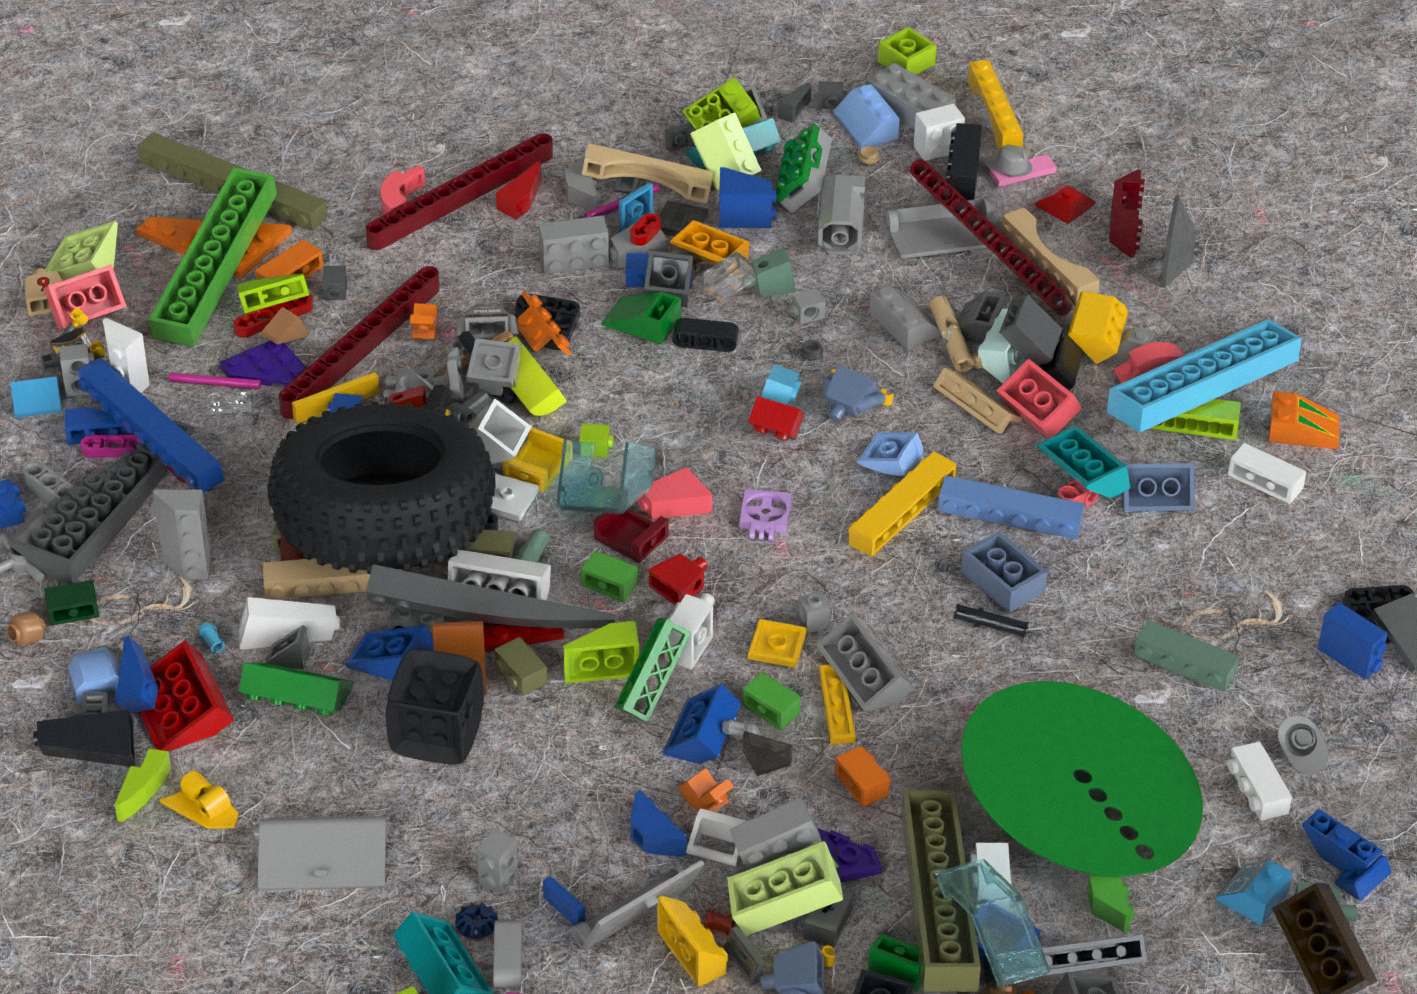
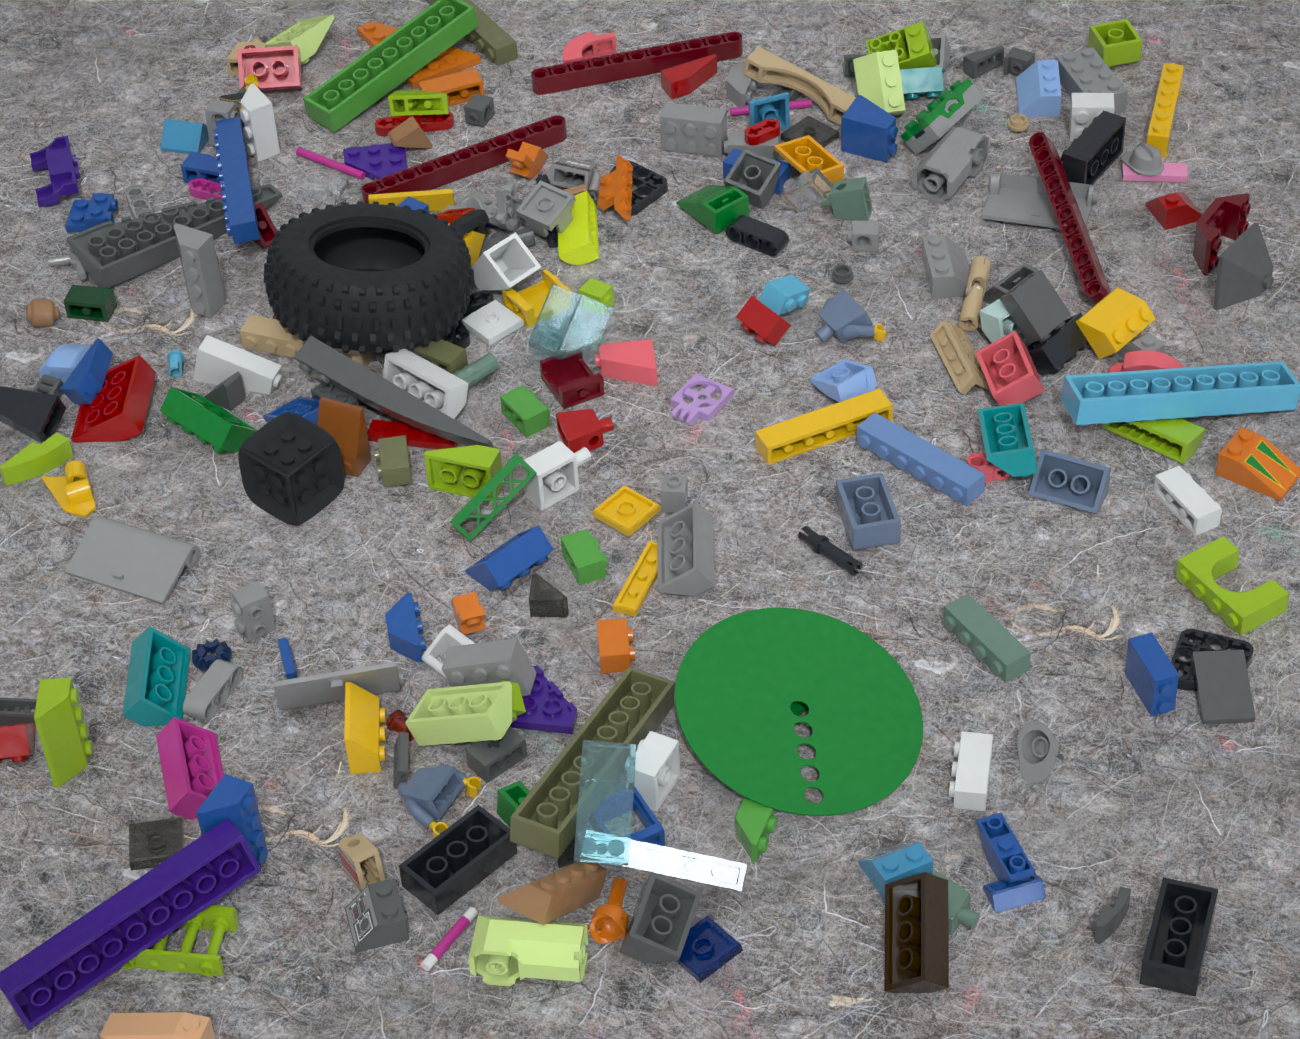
camera: 30 degrees right, 0 degrees up
(737, 728) = (529, 567): light grey axle -> none
(1071, 278) = (1111, 225): tan arch -> none
(1375, 558) = (1238, 609): none -> lime arch

